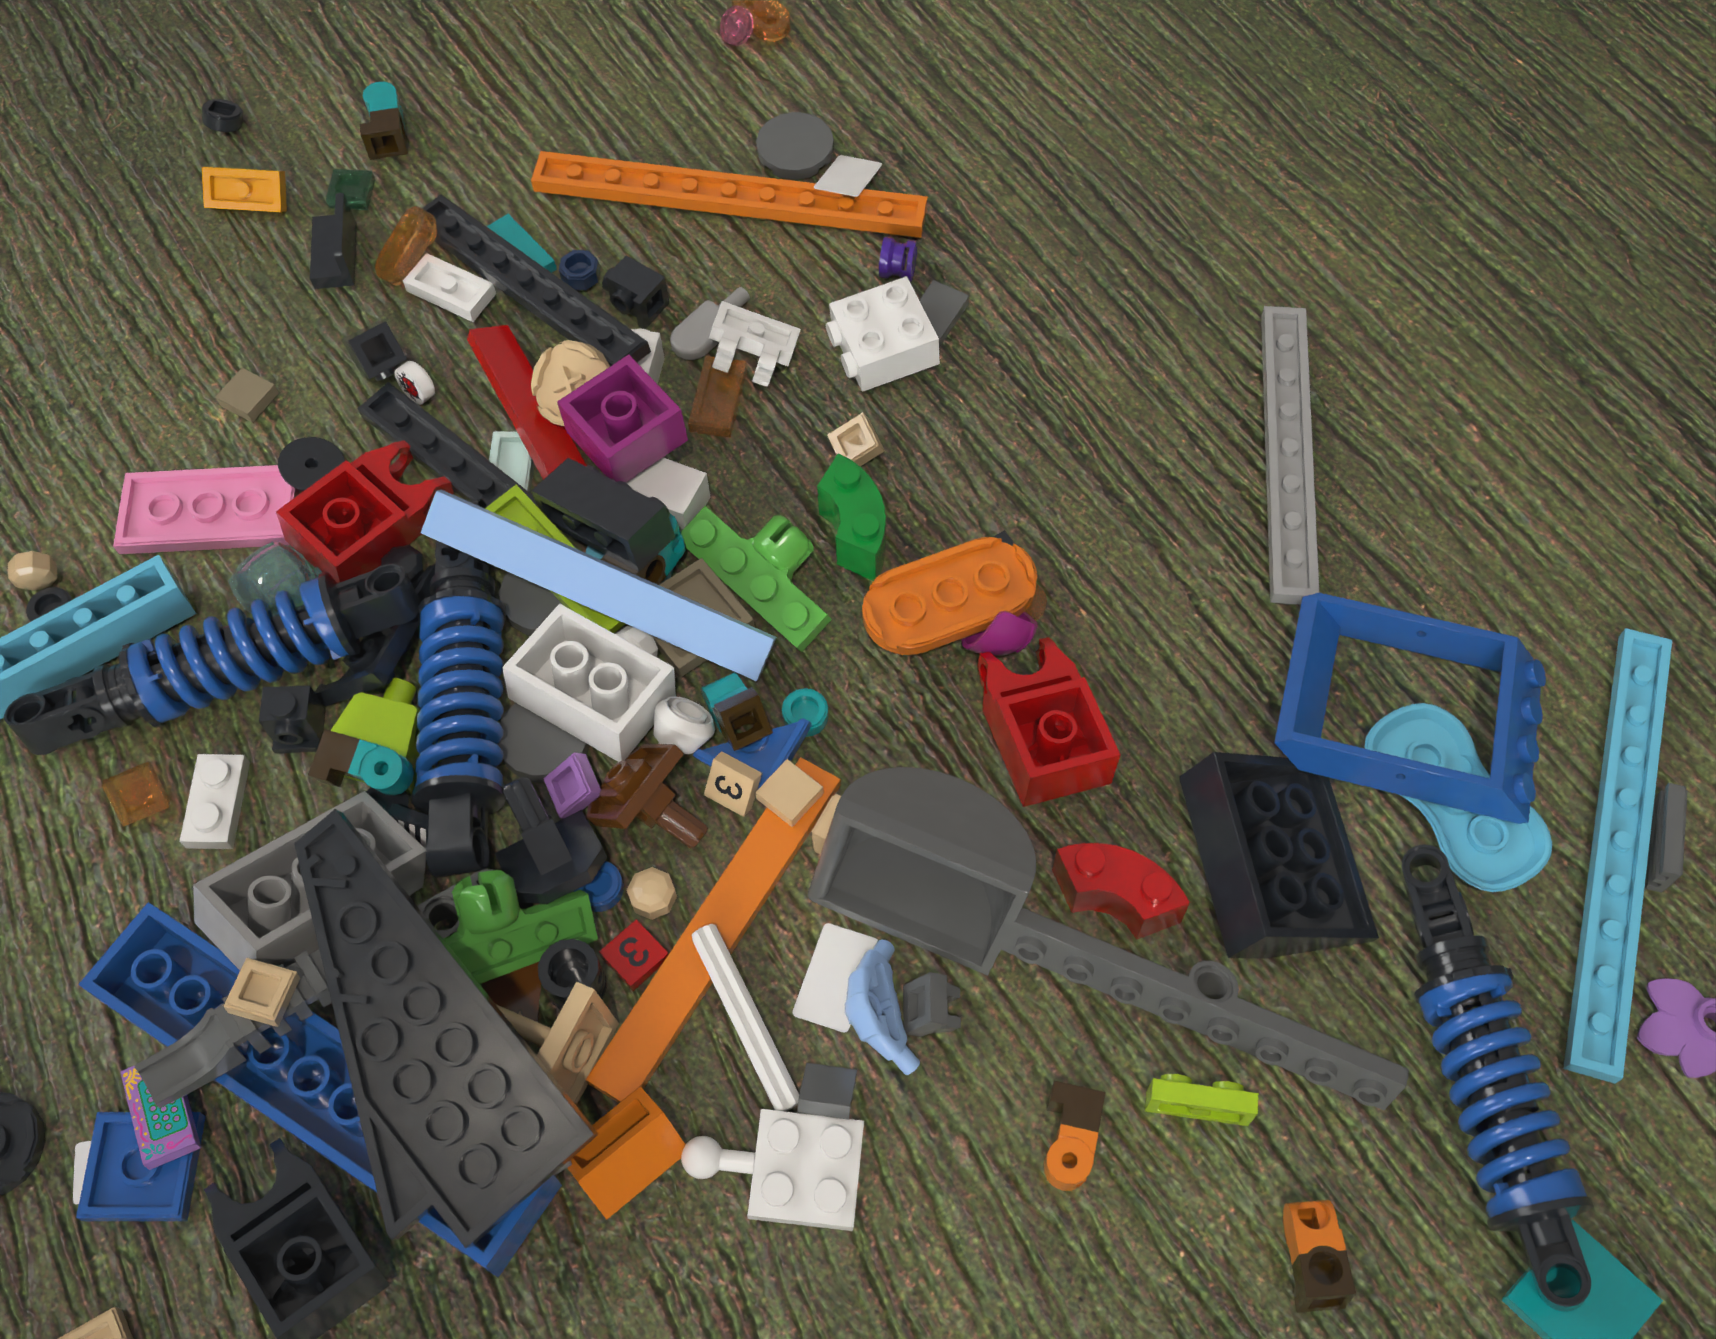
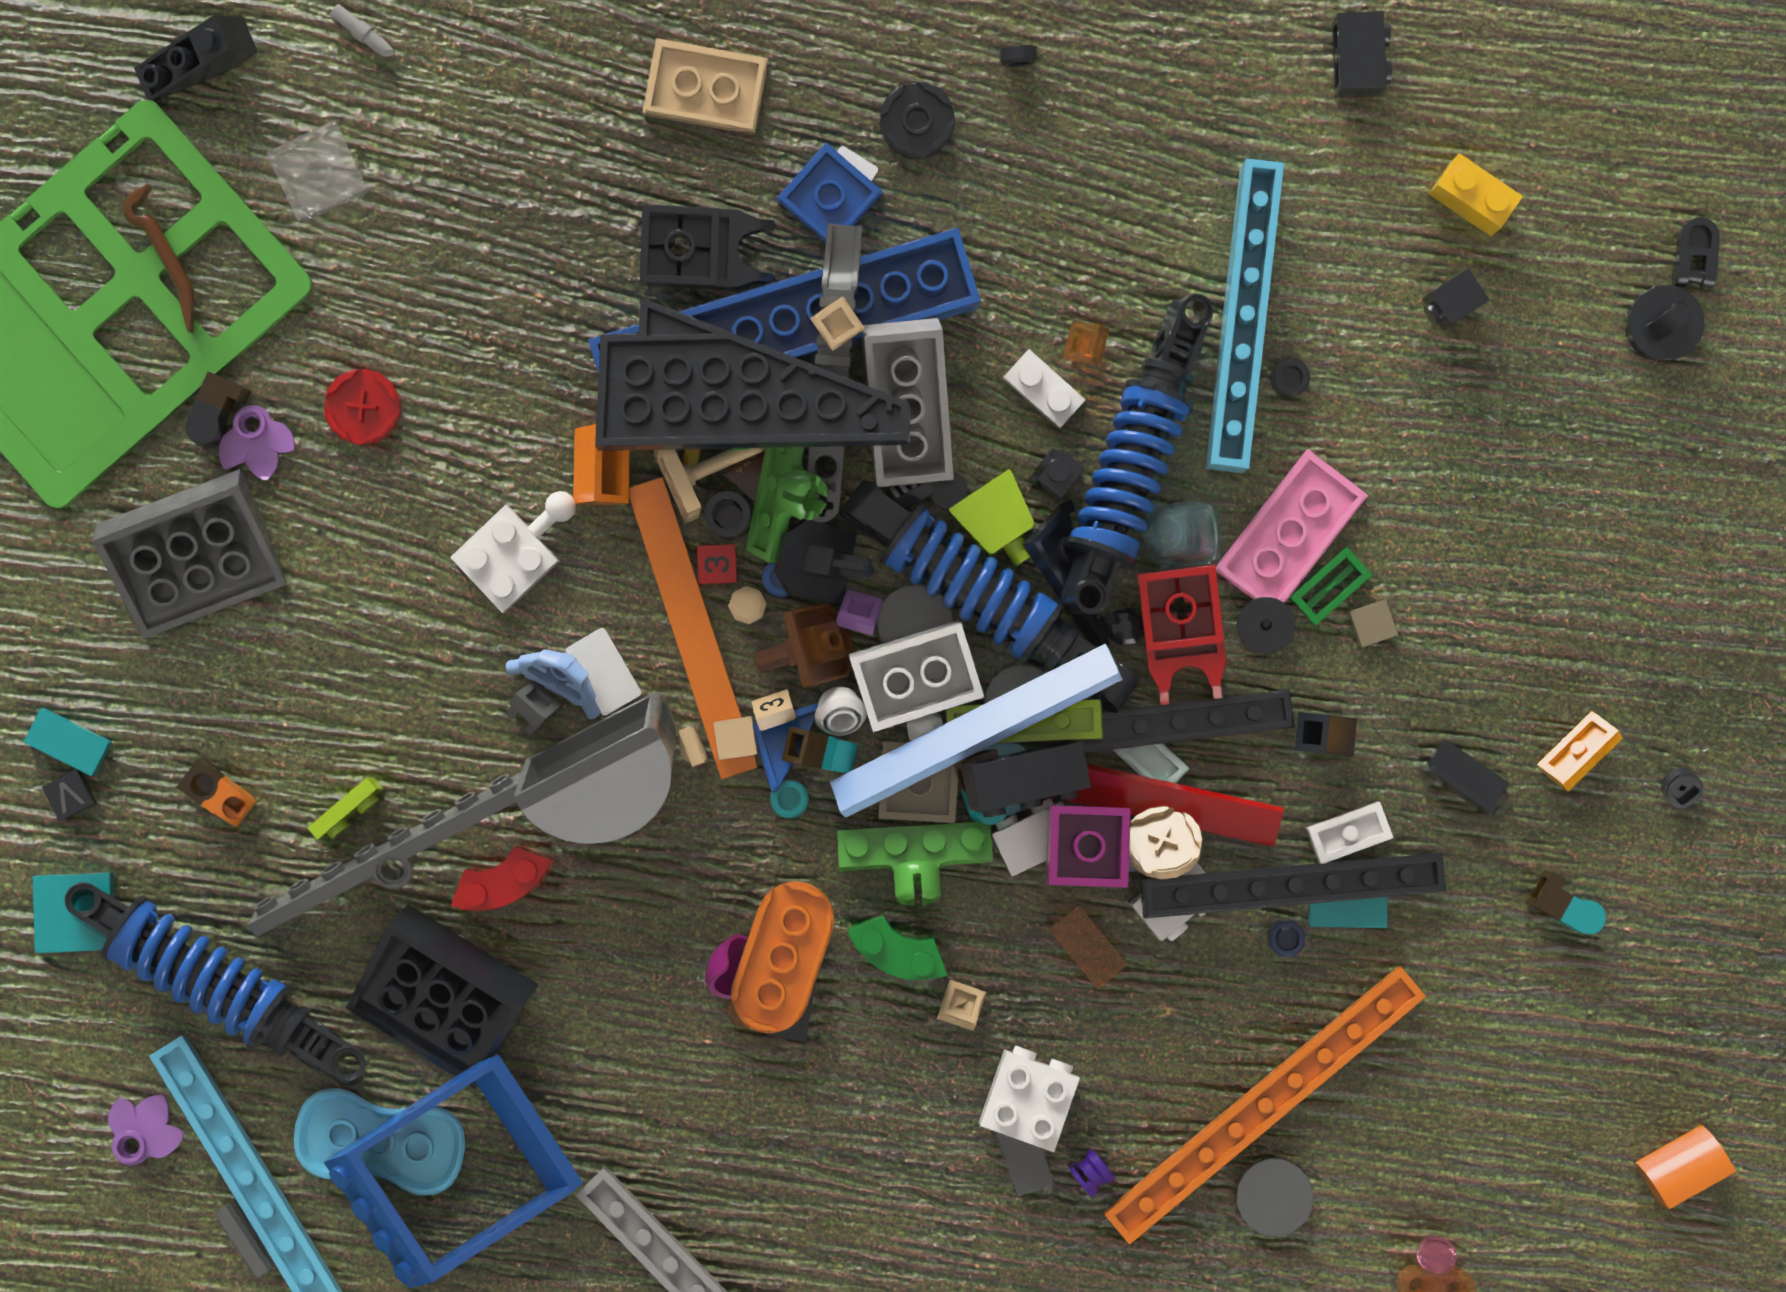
camera: 130 degrees right, 25 degrees up
(32, 570) = (1328, 382): tan tile -> none
(160, 1132) = (828, 211): tile -> none
(233, 451) = (1305, 608): none -> green tile
(352, 757) = (969, 491): leg -> none
(355, 184) = (1519, 832): clear green tile -> none
(406, 245) = (1410, 833): clear orange plate -> none
(415, 382) = (1277, 745): white tile -> none
(636, 290) = (1227, 960): black brick -> none
(691, 336) = (1156, 989): light grey piece -> none
(746, 1018) = (618, 595): white axle -> none
(754, 334) = (1109, 1012): white plate -> none
(827, 1091) = (536, 606): dark grey tile -> none
(848, 175) = (1204, 1206): white sticker -> none
(1047, 727) = (653, 947): red brick -> none
(1073, 1152) = (383, 712): leg -> none

